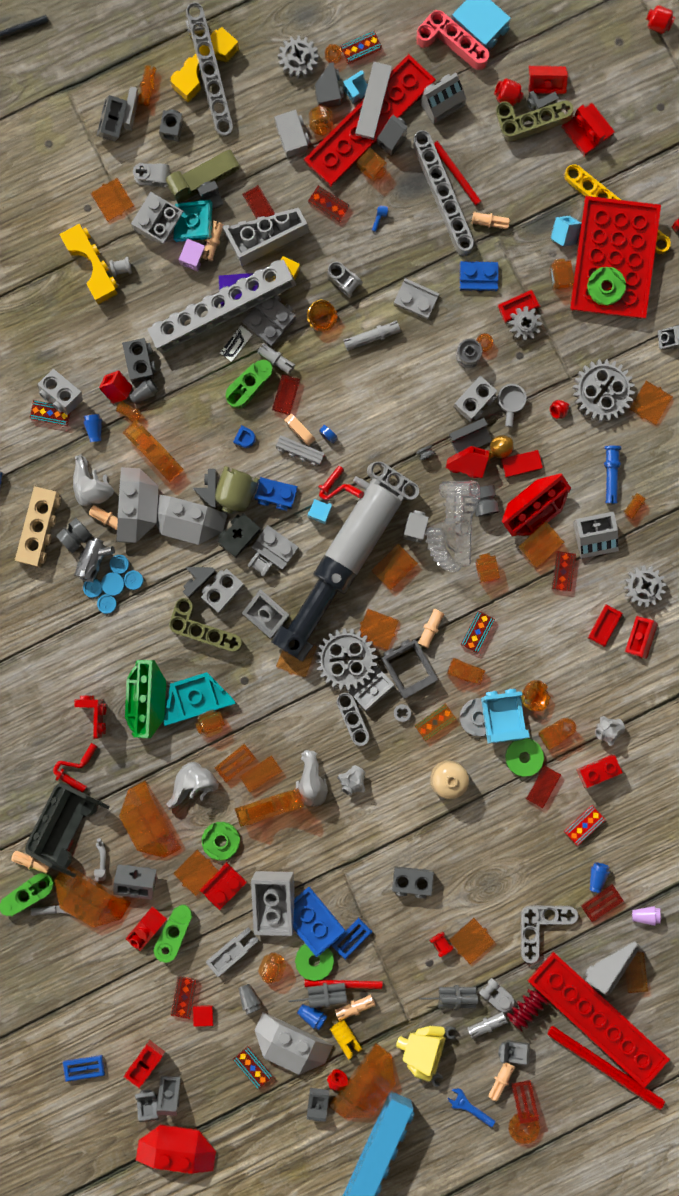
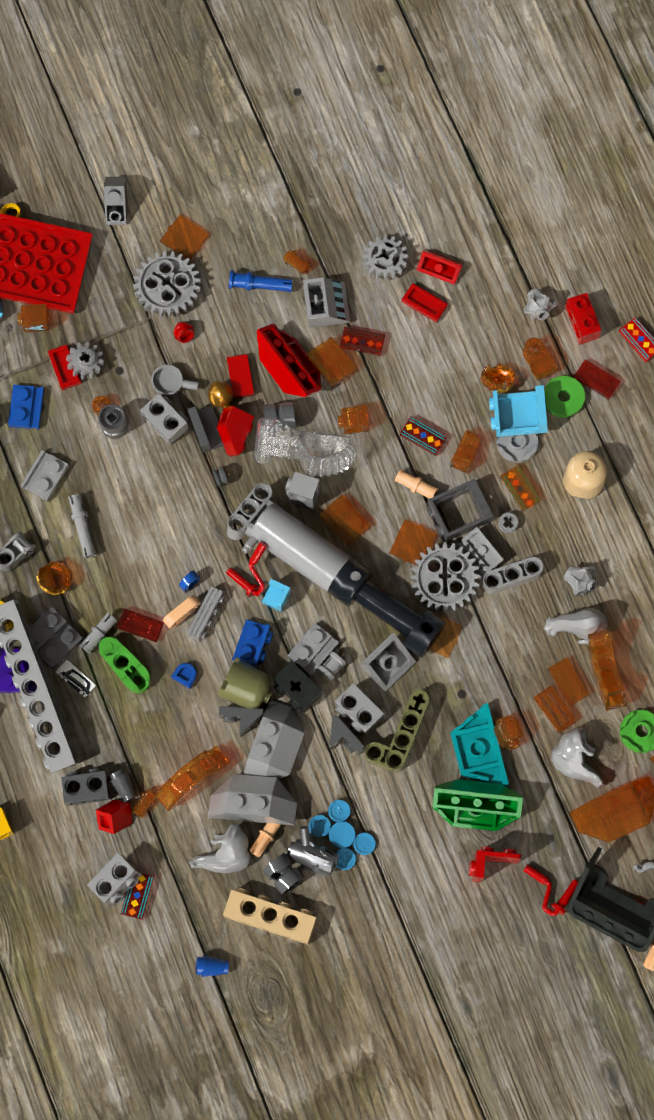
camera: 80 degrees left, 10 degrees down
(93, 427) = (158, 845): blue cone -> none
(606, 297) = (56, 282): bright green tile -> none

